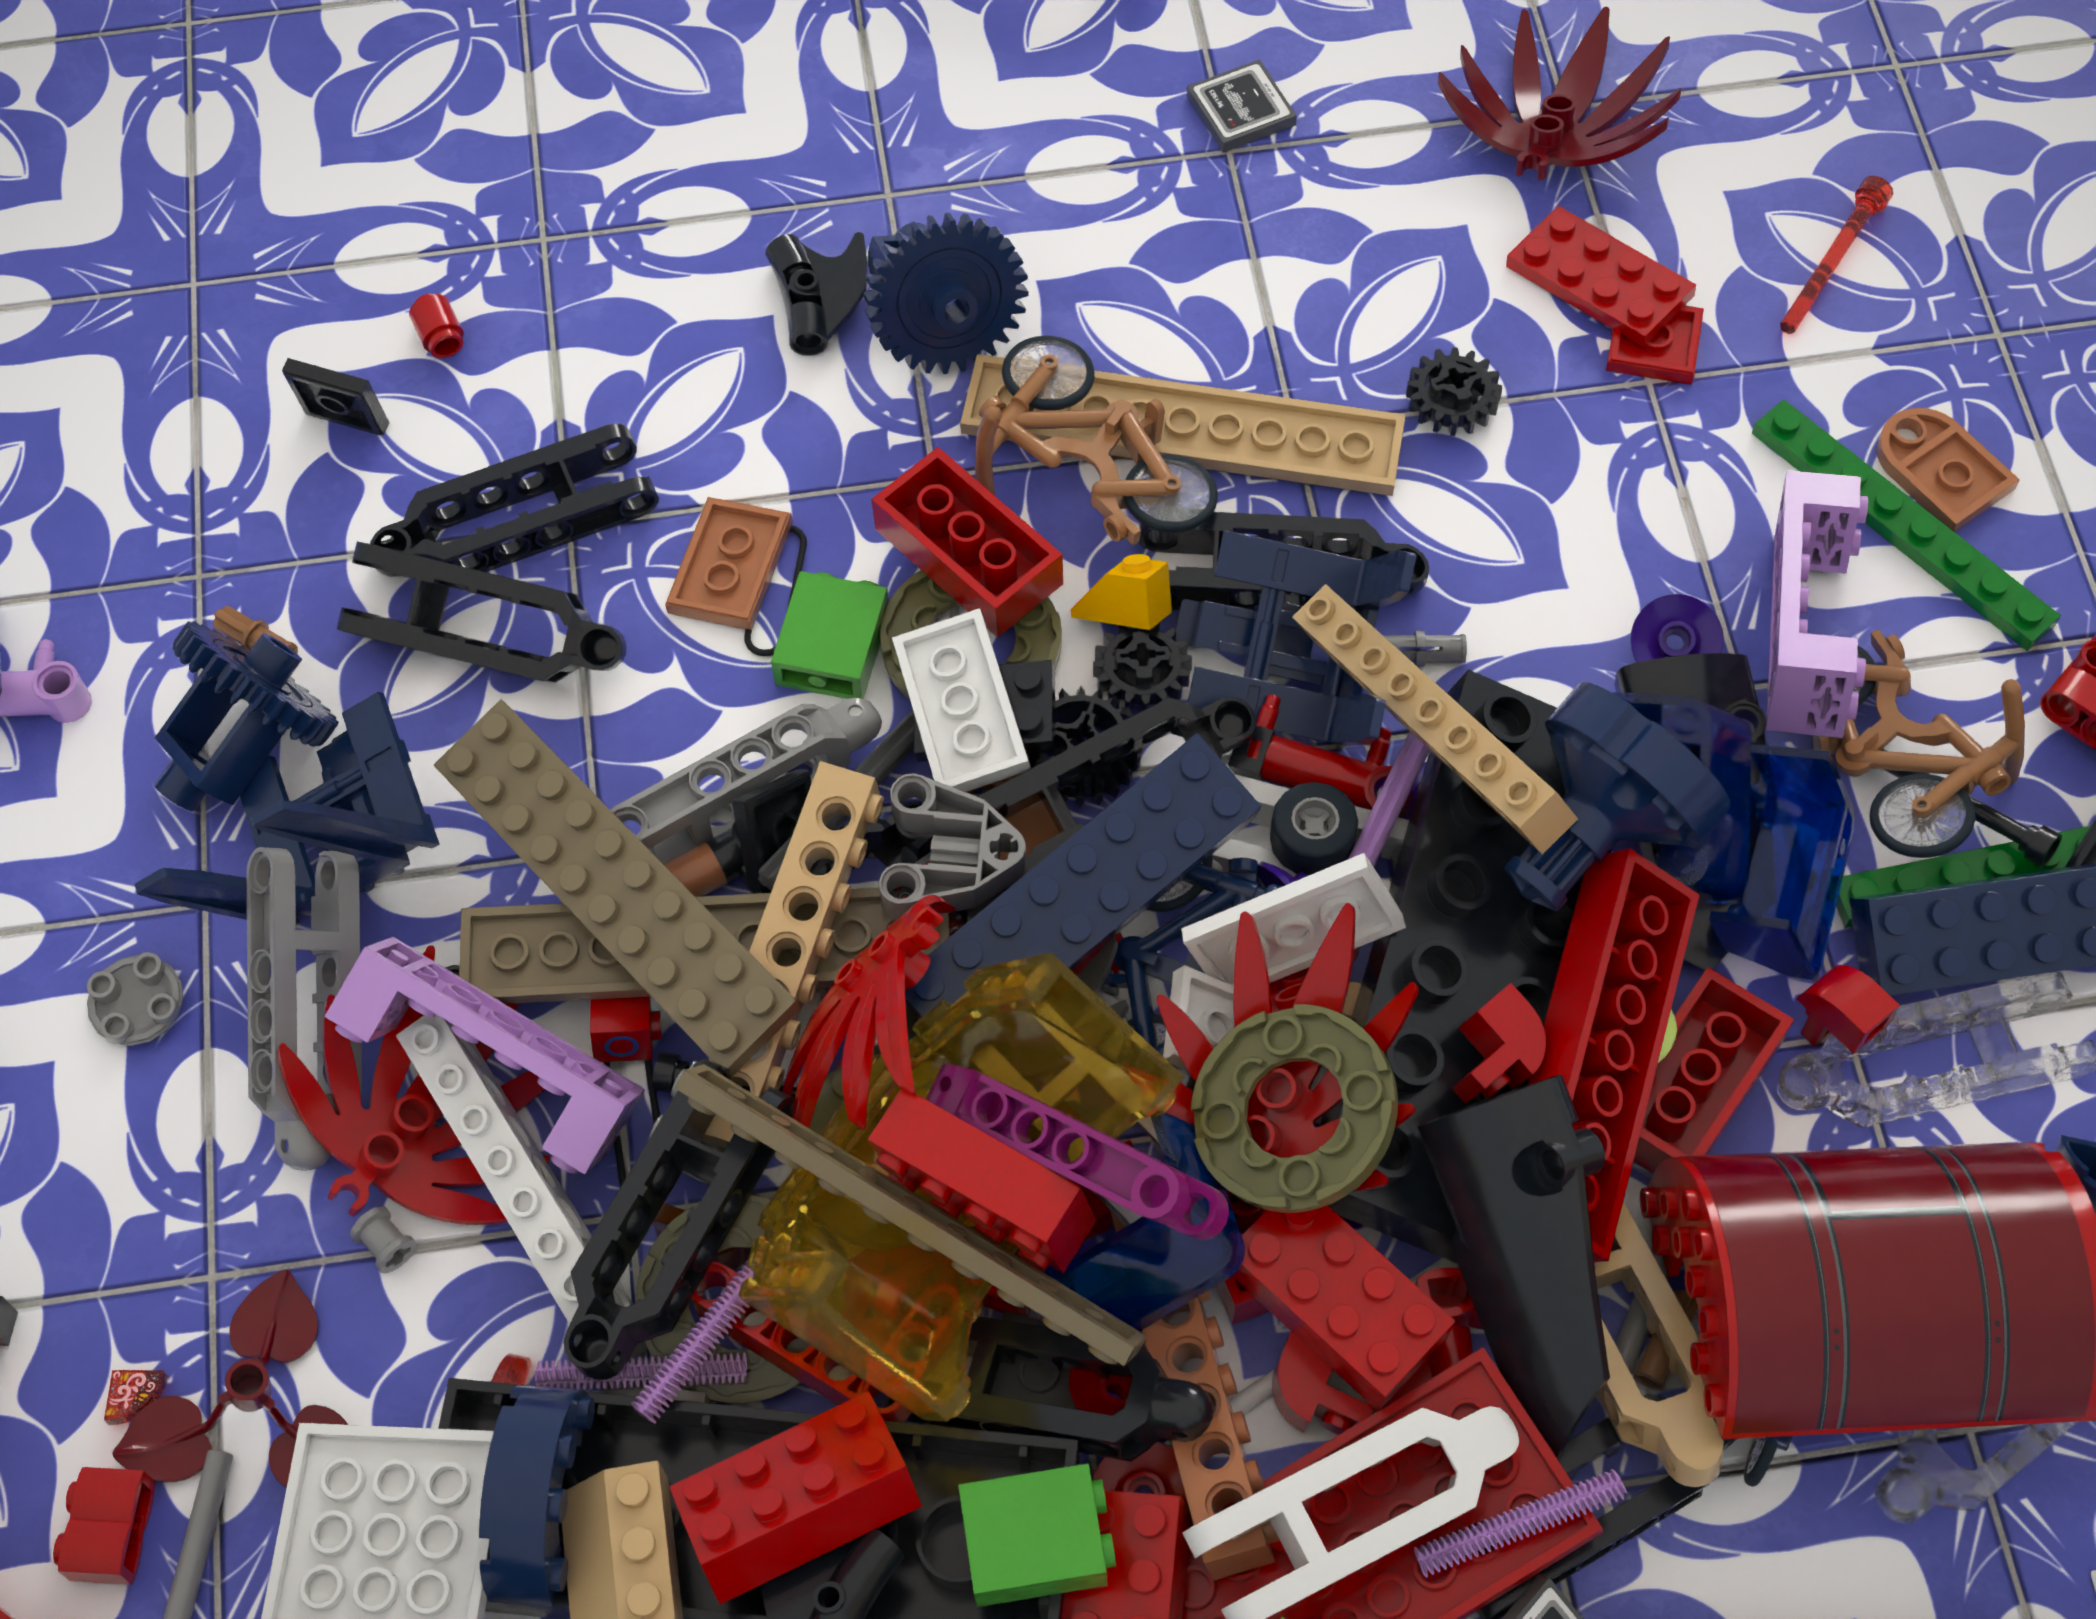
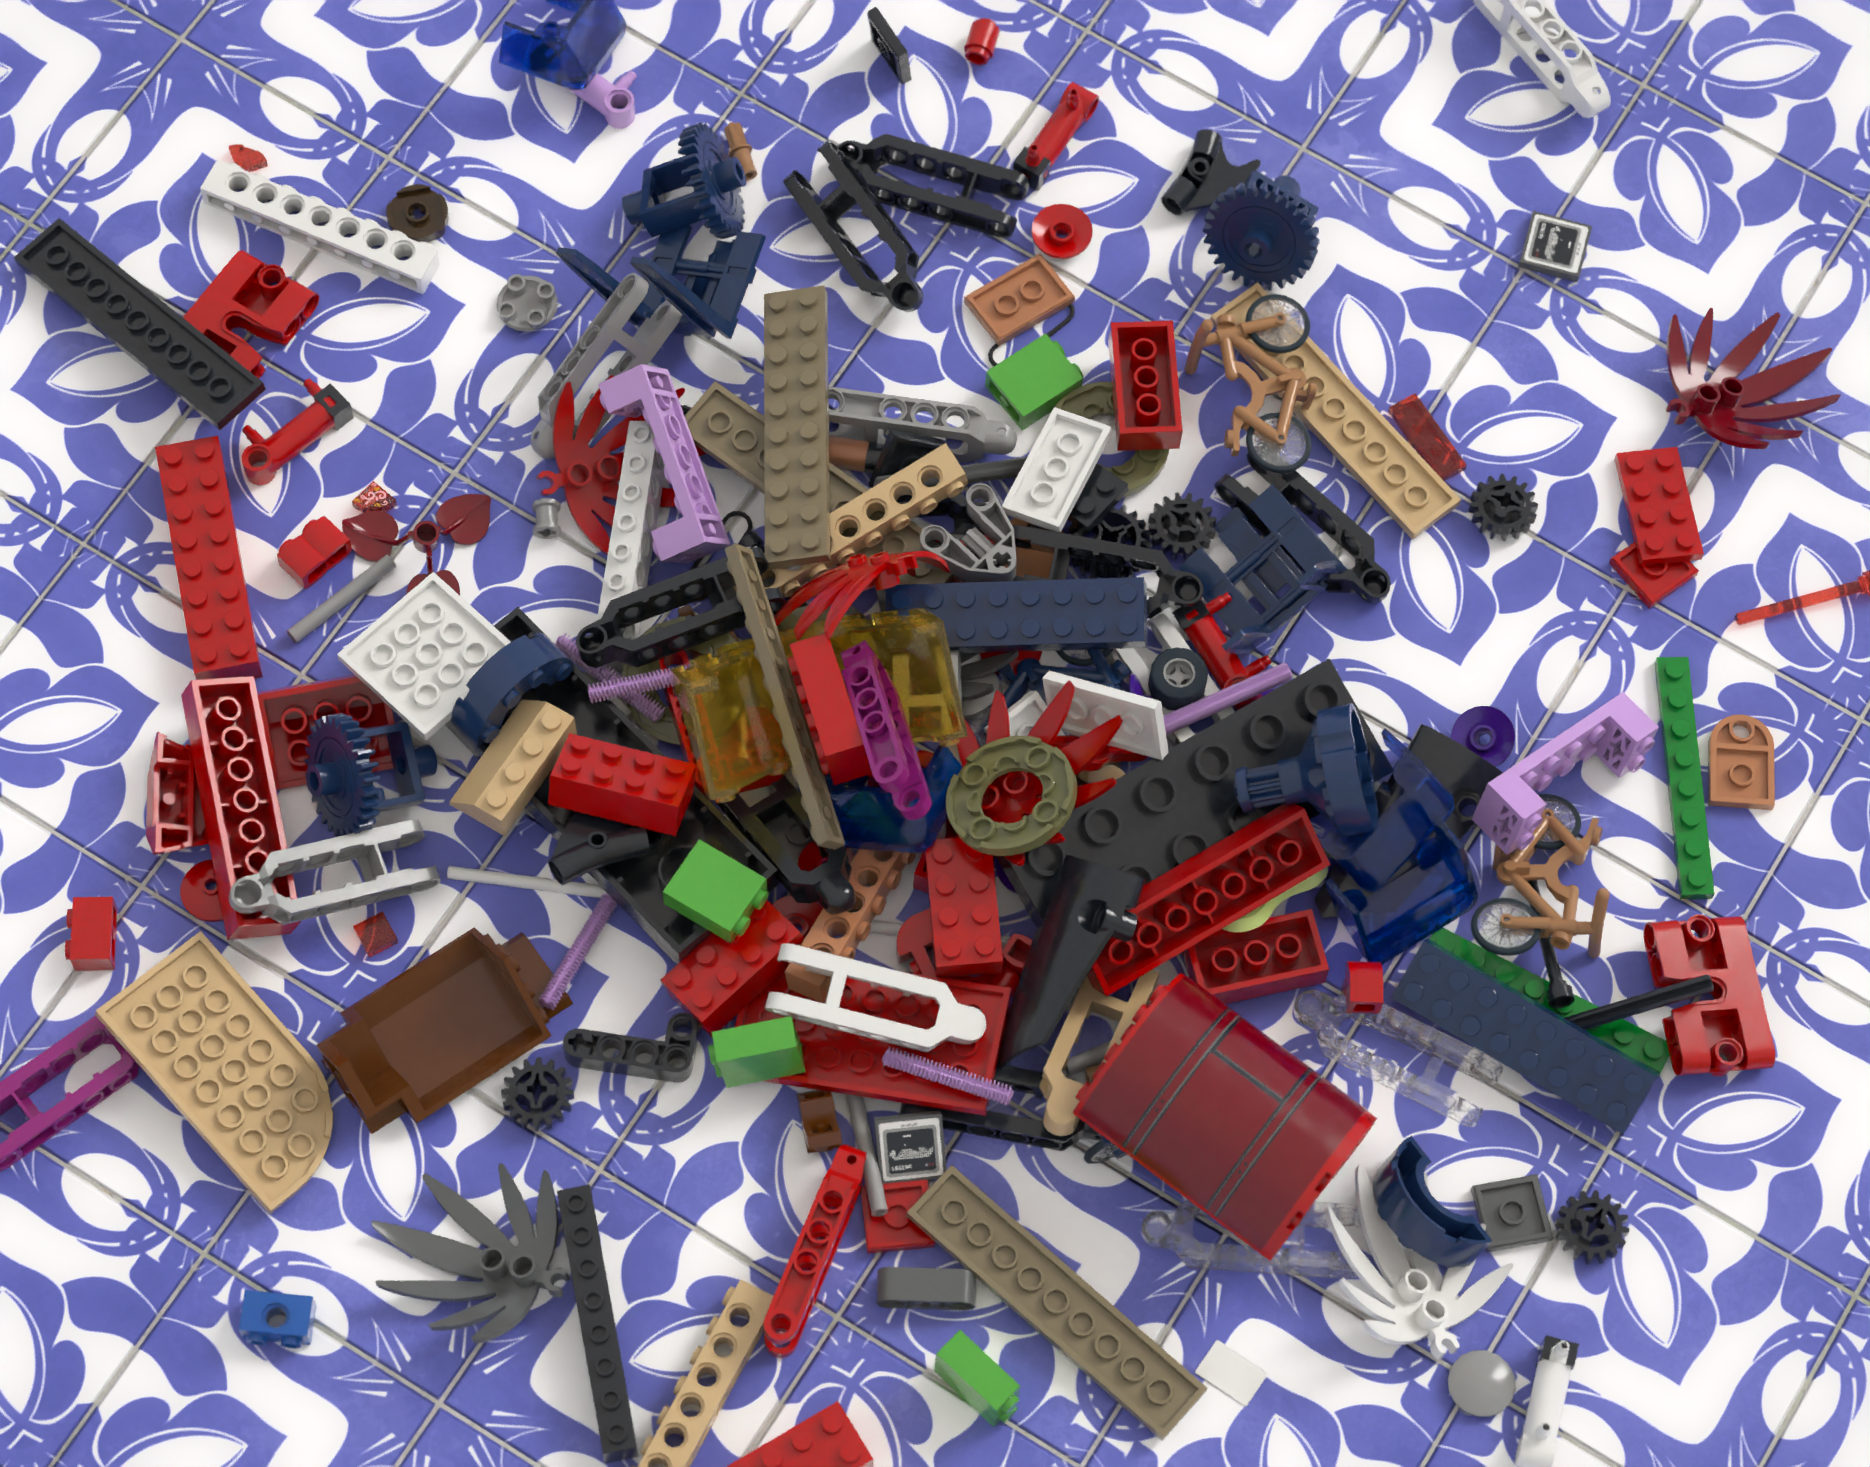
camera: 35 degrees right, 5 degrees up
(512, 1369) = (553, 629): clear red tile -> none
(611, 359) = (1073, 109): none -> red piece
(624, 1029) = (744, 506): red brick -> none
(709, 442) = (1063, 220): none -> red dish
(1129, 595) = (1206, 482): yellow slope -> none
(1298, 379) = (1427, 437): none -> clear red tile
(1437, 720) = (1275, 666): tan brick -> none
(1451, 647) = (1341, 633): light grey pin -> none
(1509, 1039) = (1158, 852): red brick -> none

